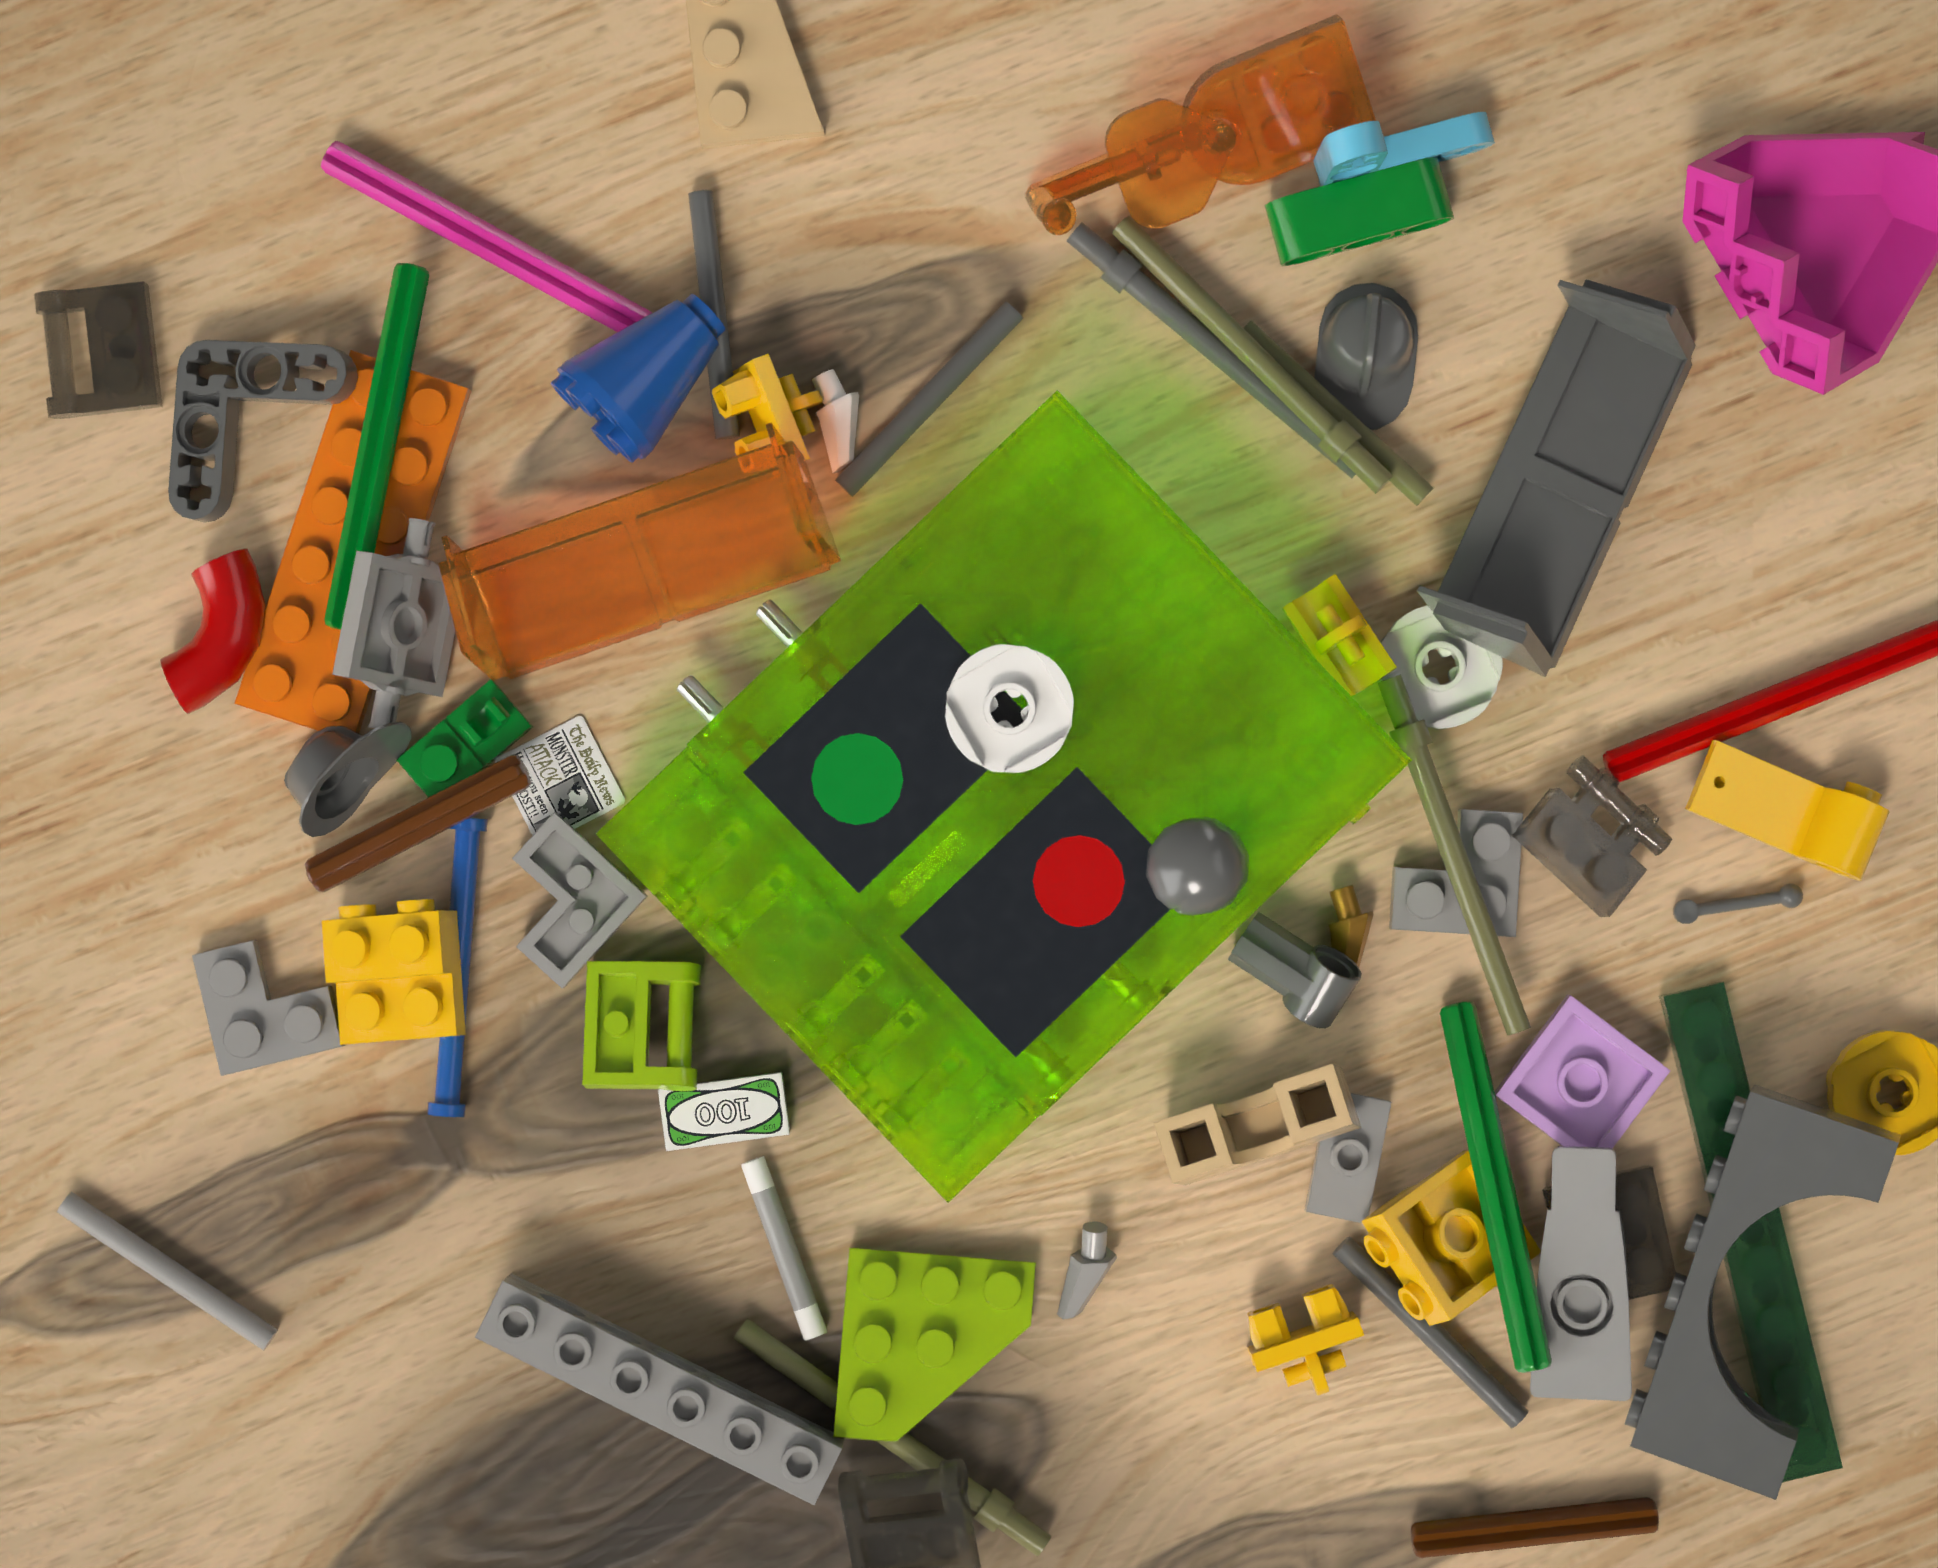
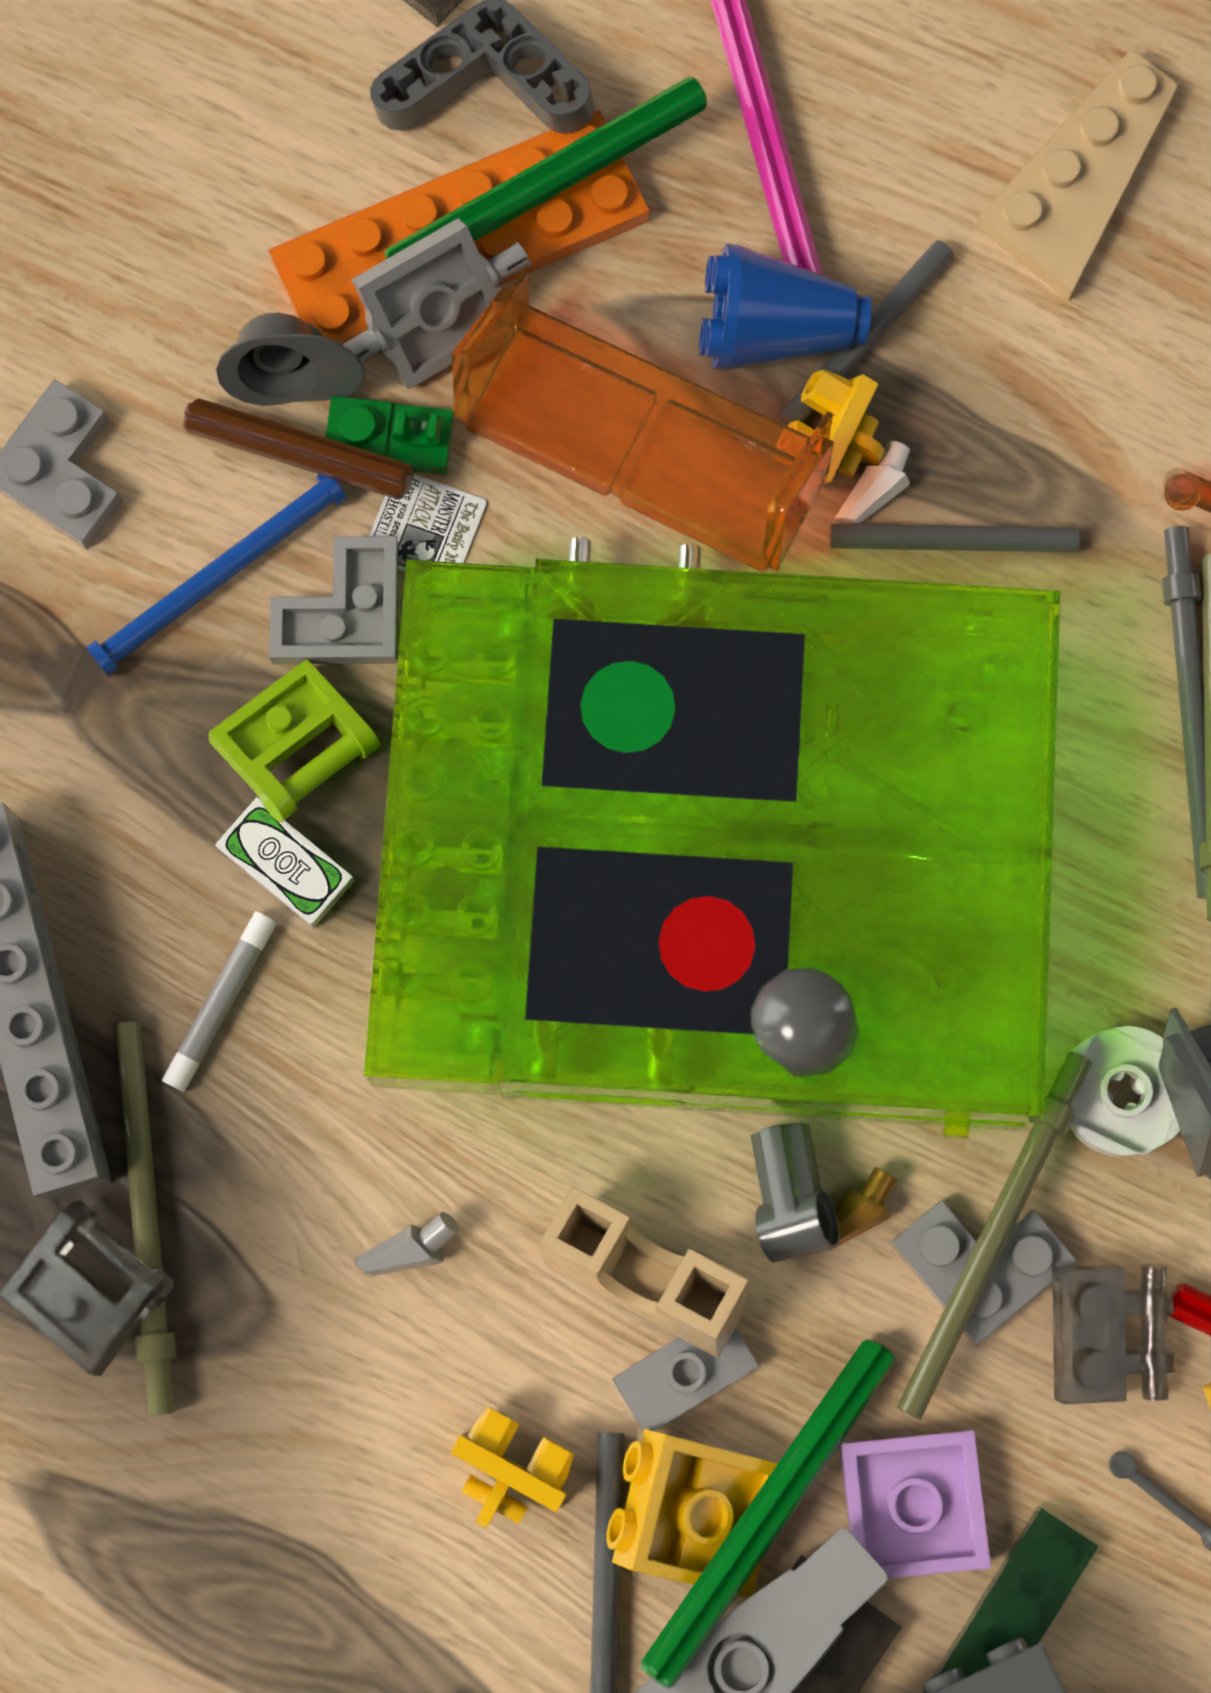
camera: 45 degrees right, 10 degrees down
(227, 631) = (314, 199): red cylinder -> none
(395, 972) = (172, 528): yellow plate -> none
(920, 1333) = (245, 1164): lime plate -> none
(1018, 673) = (823, 749): white plate -> none
(1339, 636) = (1078, 990): yellow hips -> none

